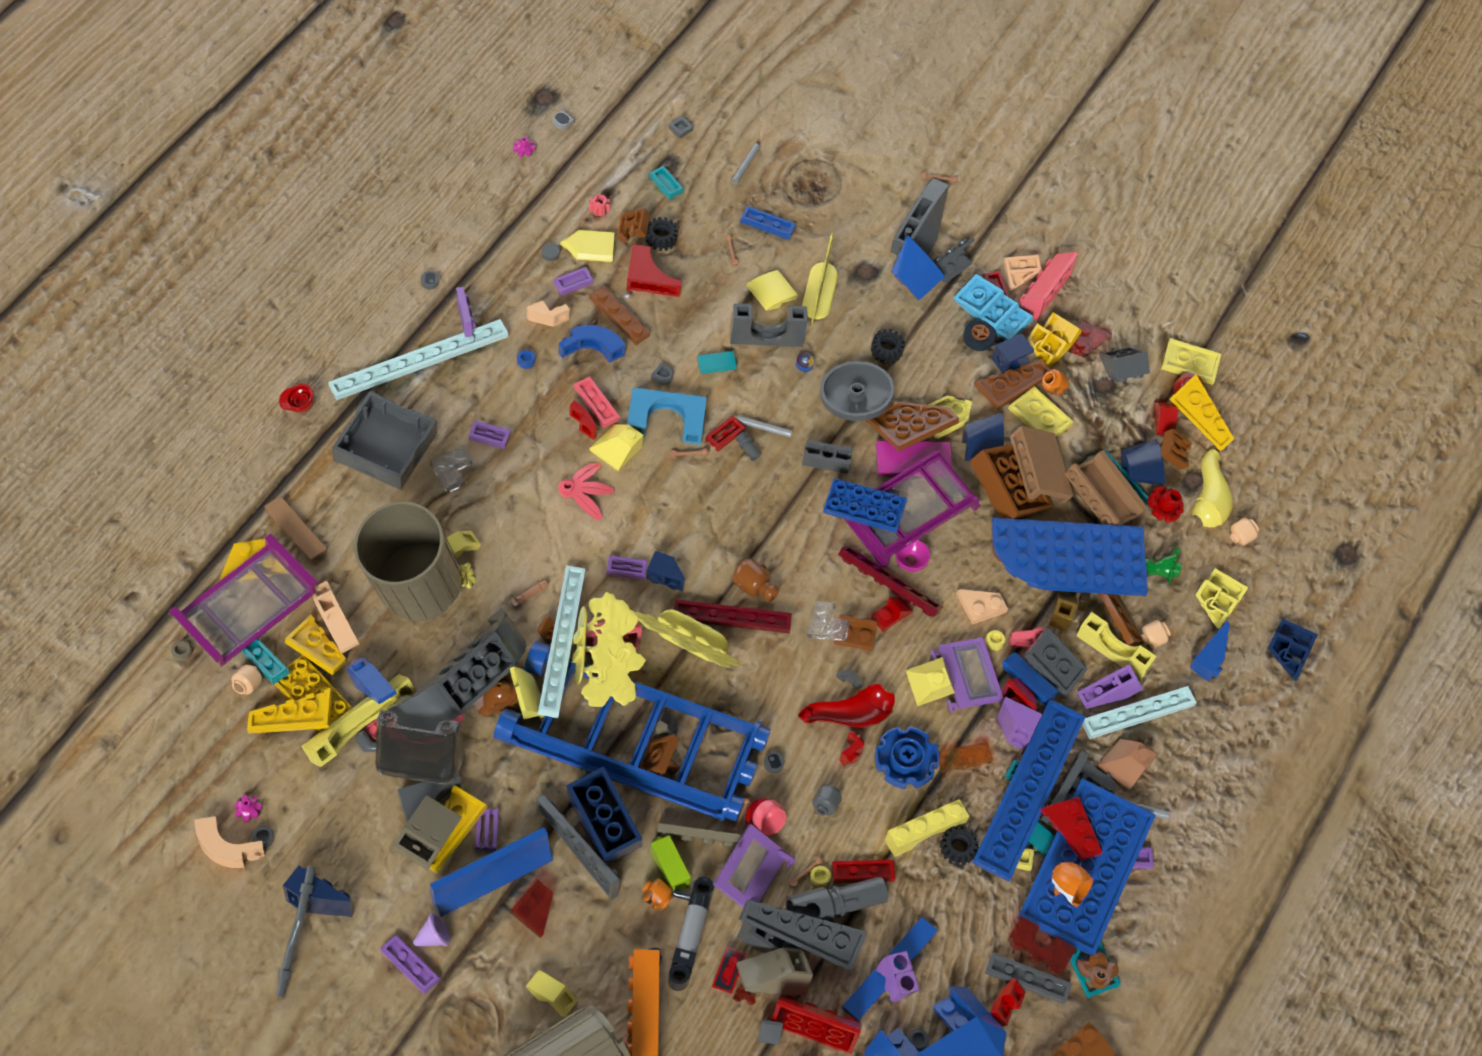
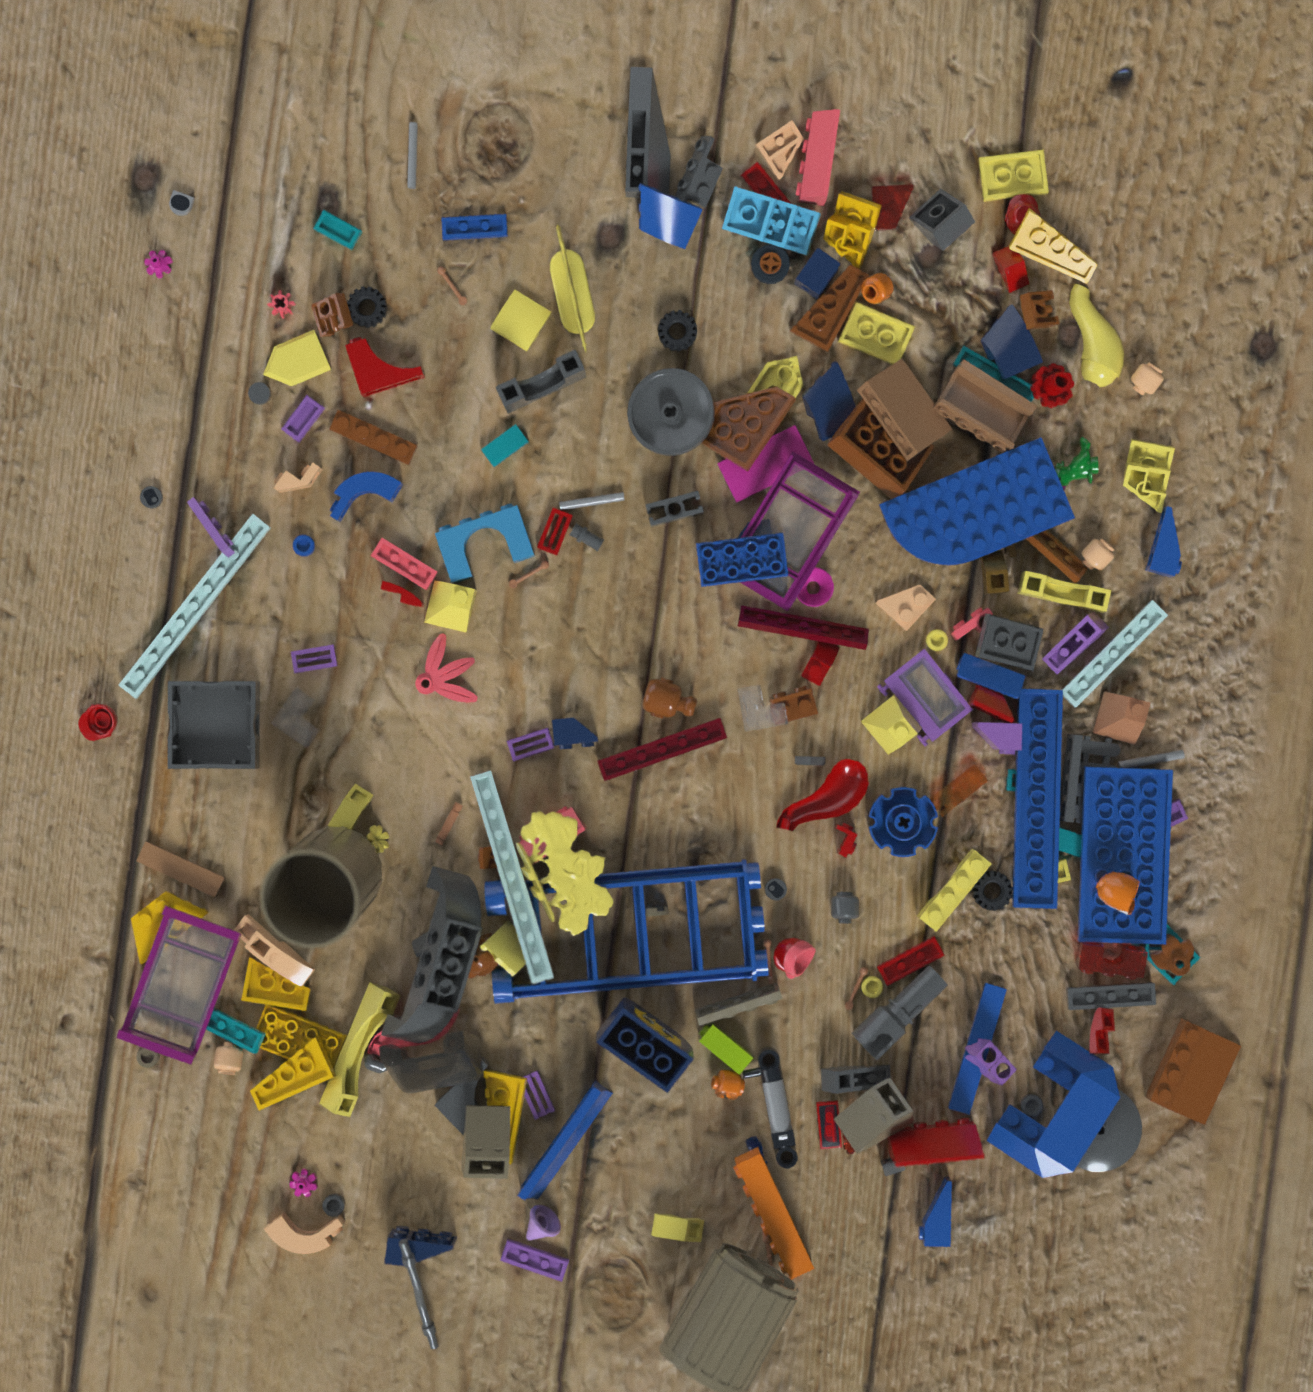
camera: 15 degrees left, 30 degrees up
(370, 681) = (350, 1010): blue slope -> none
(534, 908) = (619, 1152): clear red wing -> none
(606, 878) = (677, 1097): dark grey wing -> none
(659, 755) = (665, 947): dark orange tile -> none
(662, 374) = (455, 490): dark grey tile -> none
(680, 127) = (316, 142): dark grey tile -> none
(690, 635) = (636, 810): light yellow plant -> none
(751, 867) = (805, 1016): medium lavender piece -> none
(805, 362) = (597, 396): tile -> none
(820, 937) = (897, 1060): dark grey wing -> none
(952, 179) = (652, 54): nougat hinge -> none
(1072, 822) = (1097, 824): red wing -> none
(1292, 646) = (1243, 496): dark blue slope -> none

